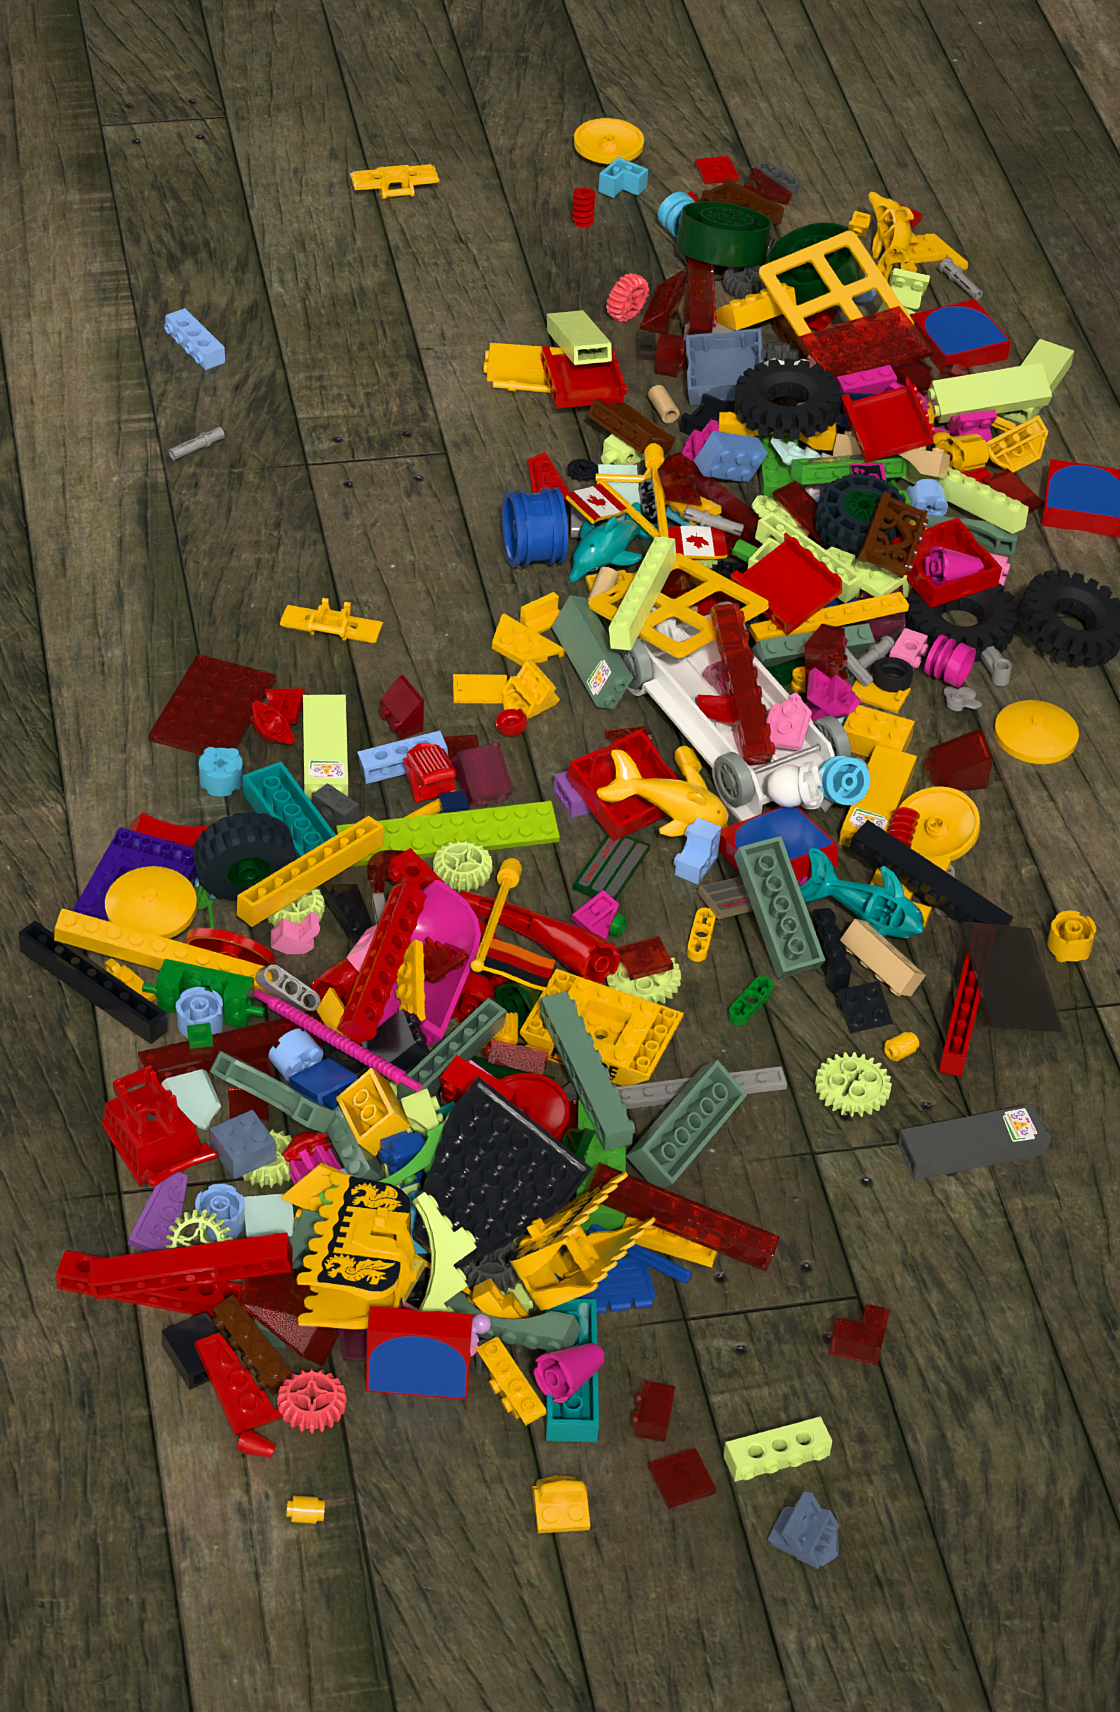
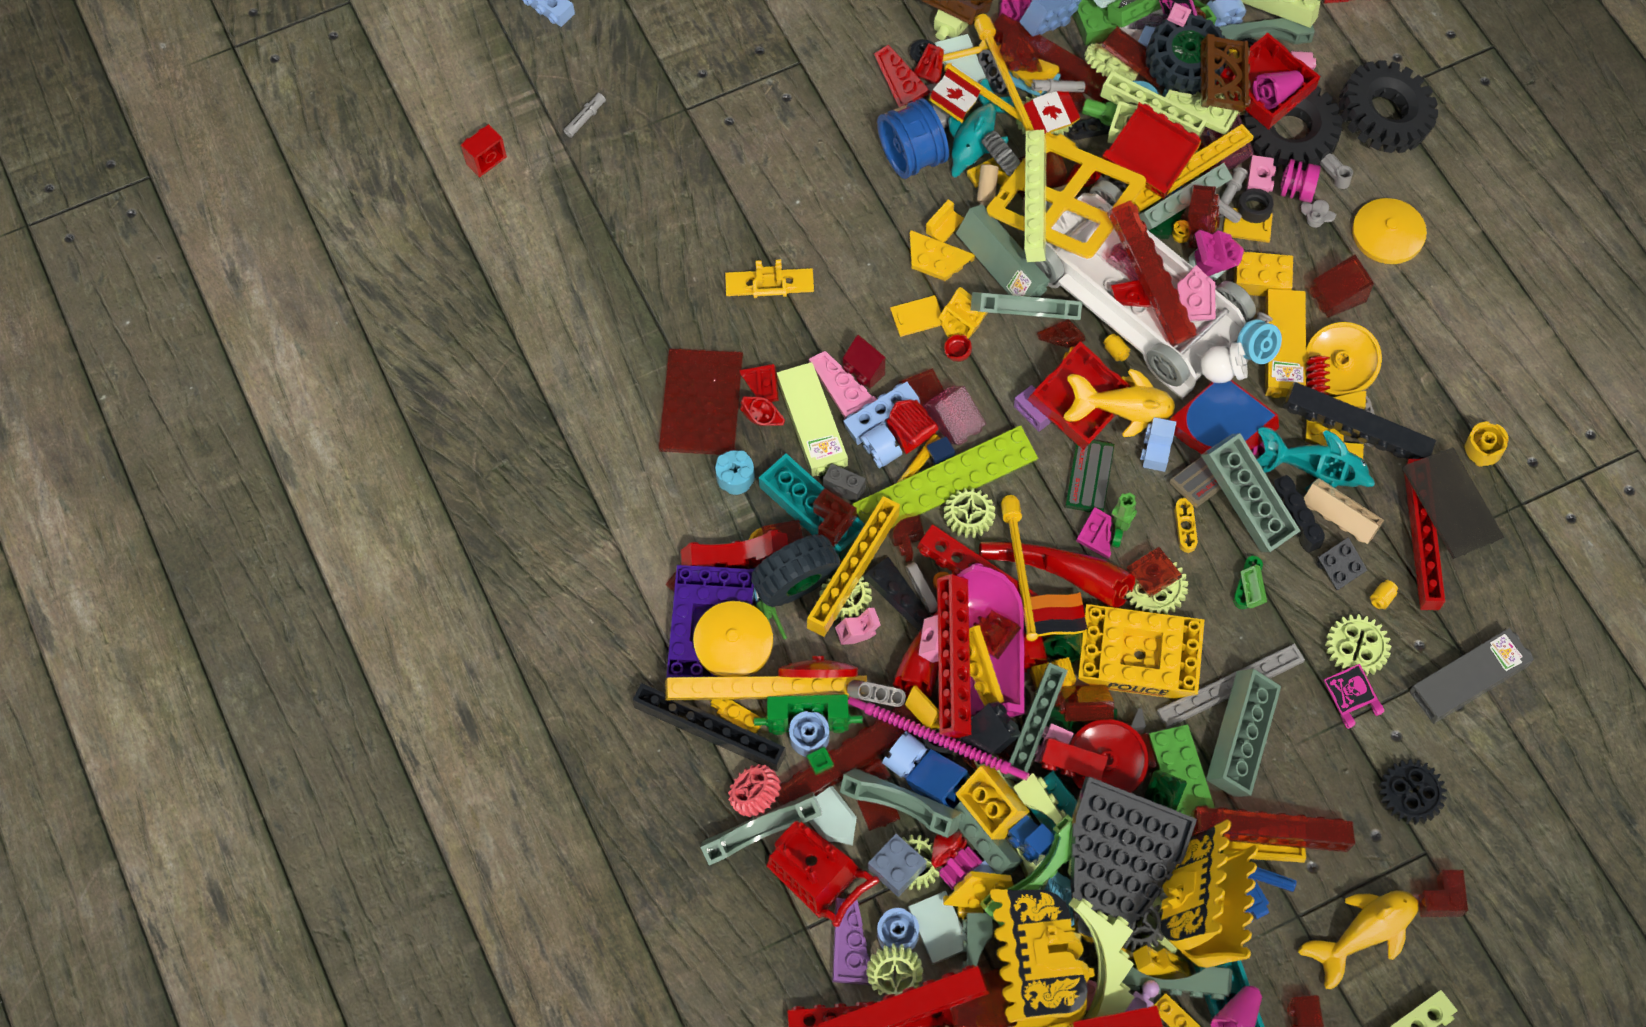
camera: 10 degrees left, 20 degrees up
(75, 445) = (483, 150): none -> red brick
(76, 1085) = (778, 819): none -> sand green arch
(116, 1046) = (754, 790): none -> coral gear
(307, 819) = (837, 515): none -> clear red brick
(367, 724) = (840, 385): none -> bright pink wing
(389, 782) = (881, 445): none -> light blue brick
(584, 476) = (930, 64): none -> red wing
(586, 1071) = (1150, 708): sand green brick -> none
(623, 555) = (1001, 152): none -> dark grey gear
(626, 706) = (1026, 306): none -> sand green arch
(632, 894) = (1124, 511): none -> bright green piece
(752, 999) = (1253, 586): none -> bright green plate
(770, 1330) = (1379, 921): none -> yellow animal
(828, 1122) = (1352, 691): none -> flag
(861, 473) = (1179, 14): none -> bright pink tile
(873, 1227) = (1427, 783): none -> black gear

